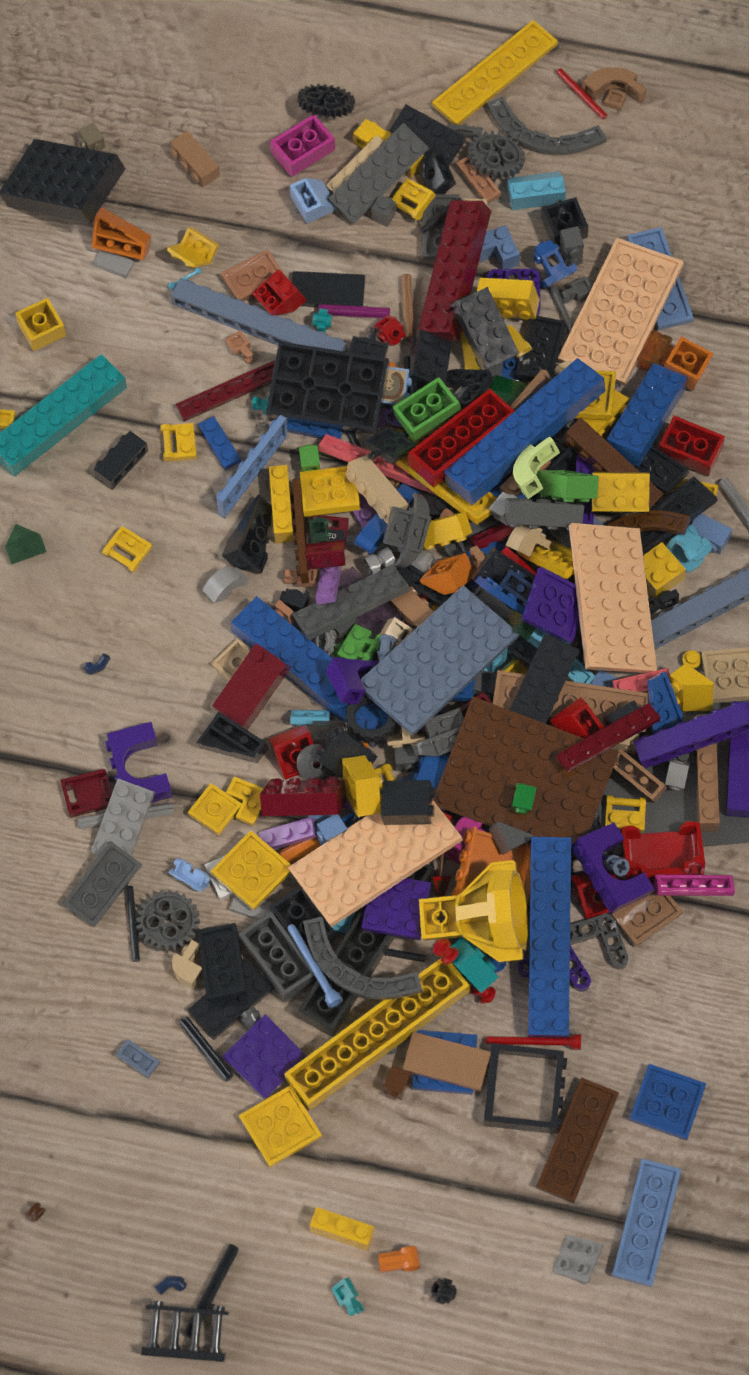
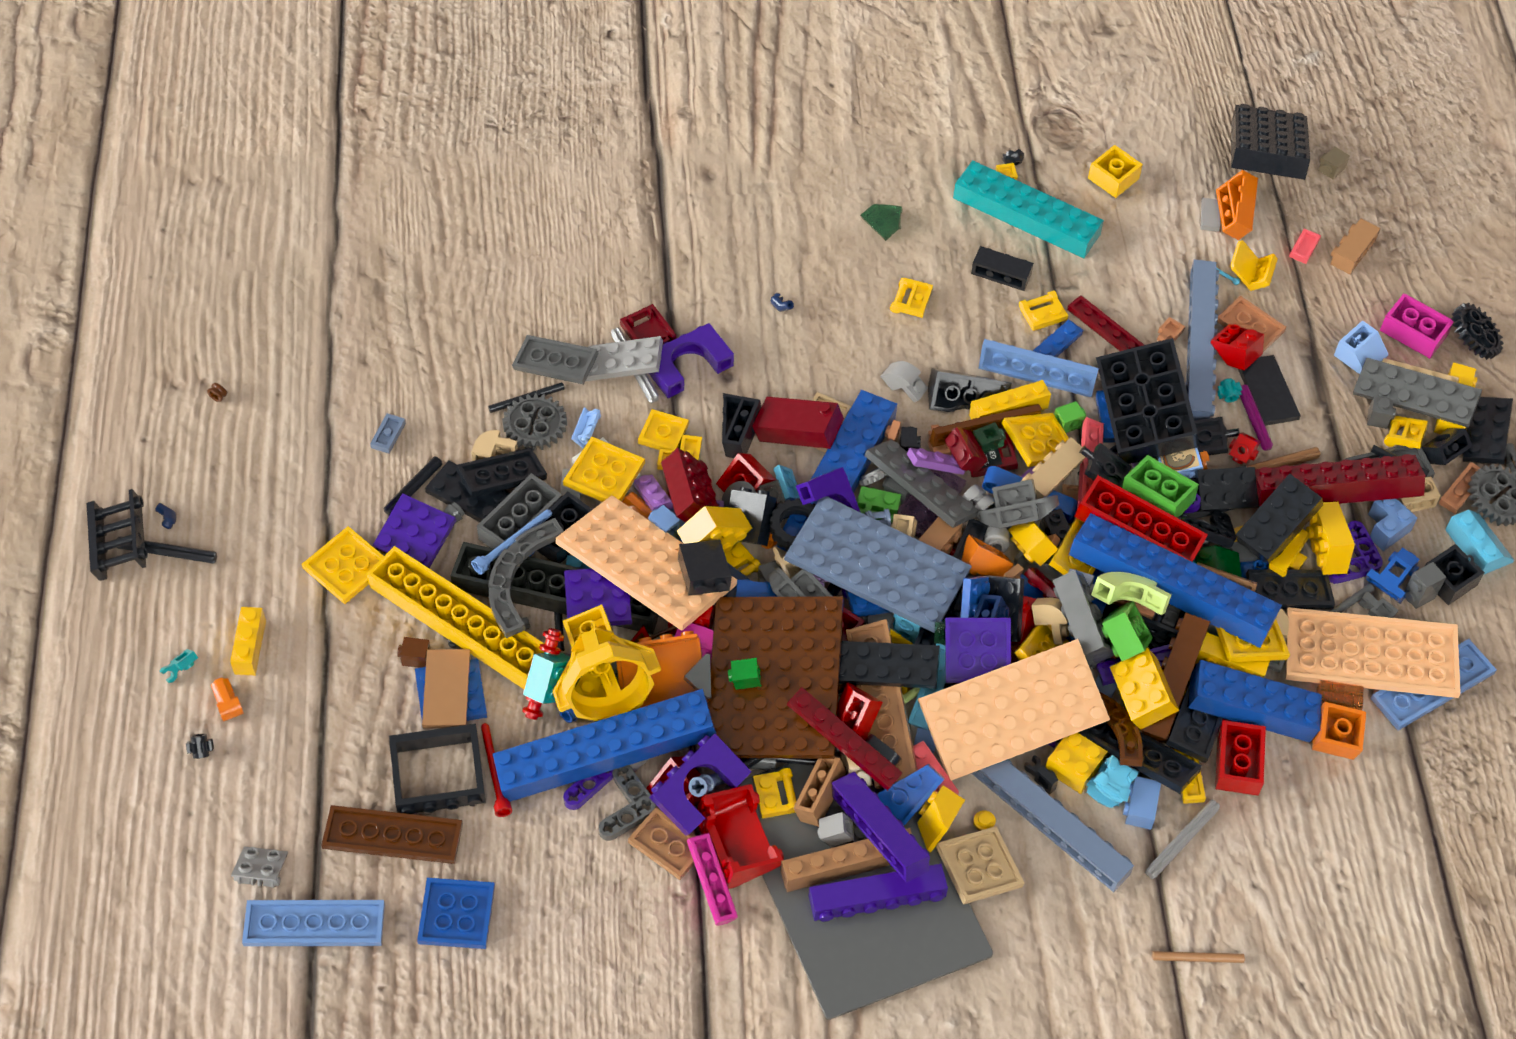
camera: 70 degrees right, 10 degrees down
(177, 199) = (1305, 246): none -> coral tile

